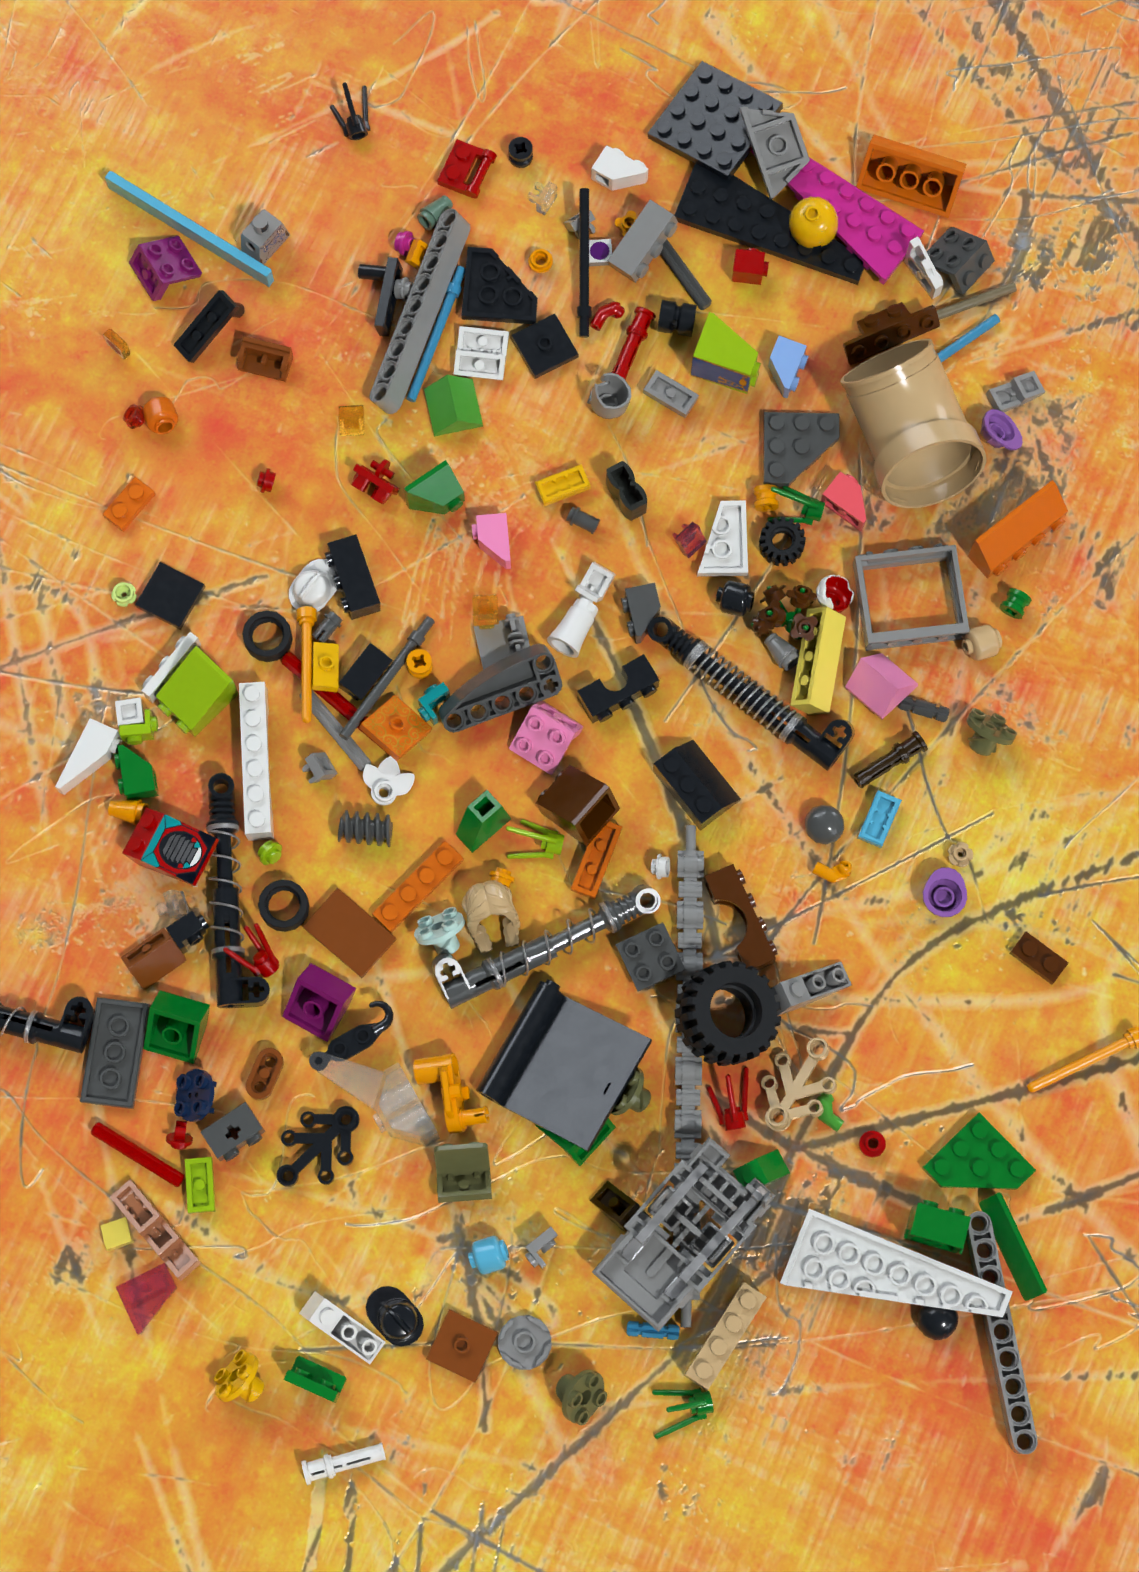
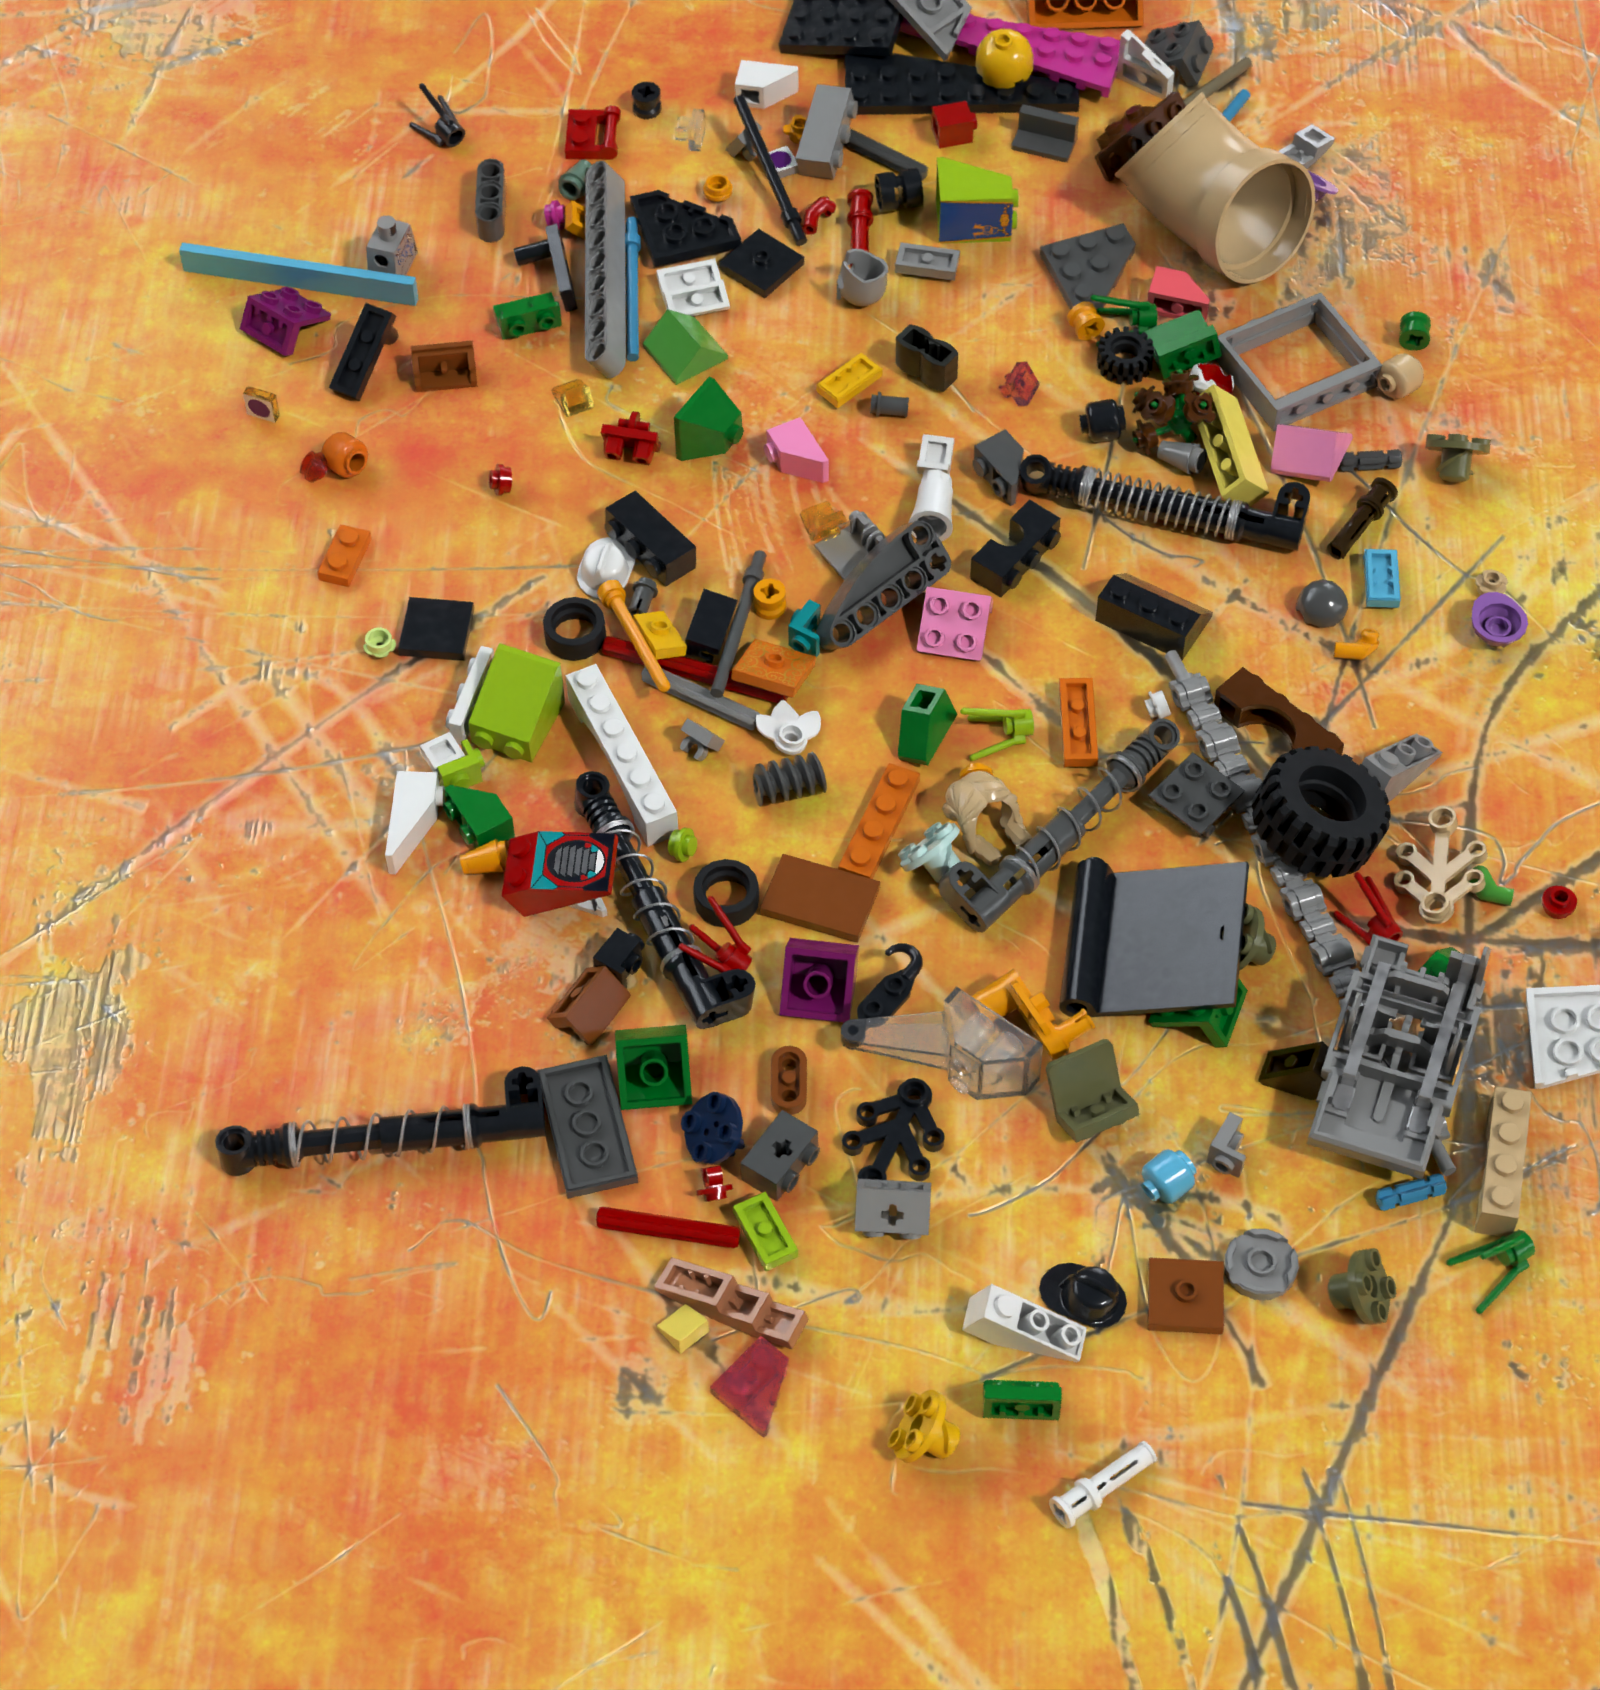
camera: 20 degrees left, 20 degrees down
(174, 905) = (587, 939): clear tile -> none
(290, 1204) = (912, 1208): none -> light grey brick
(346, 331) = (527, 315): none -> green bracket
(360, 199) = (490, 200): none -> dark grey beam
(402, 288) = (575, 256): light grey plate -> none
(578, 804) = (1032, 665): reddish brown slope -> none
(727, 544) = (1064, 375): white wing -> none
(785, 363) = (1040, 196): light blue slope -> none
(818, 303) = (1046, 133): none -> dark grey panel
(829, 547) = (1183, 343): none -> green bracket
(1019, 530) = (1380, 261): orange slope -> none

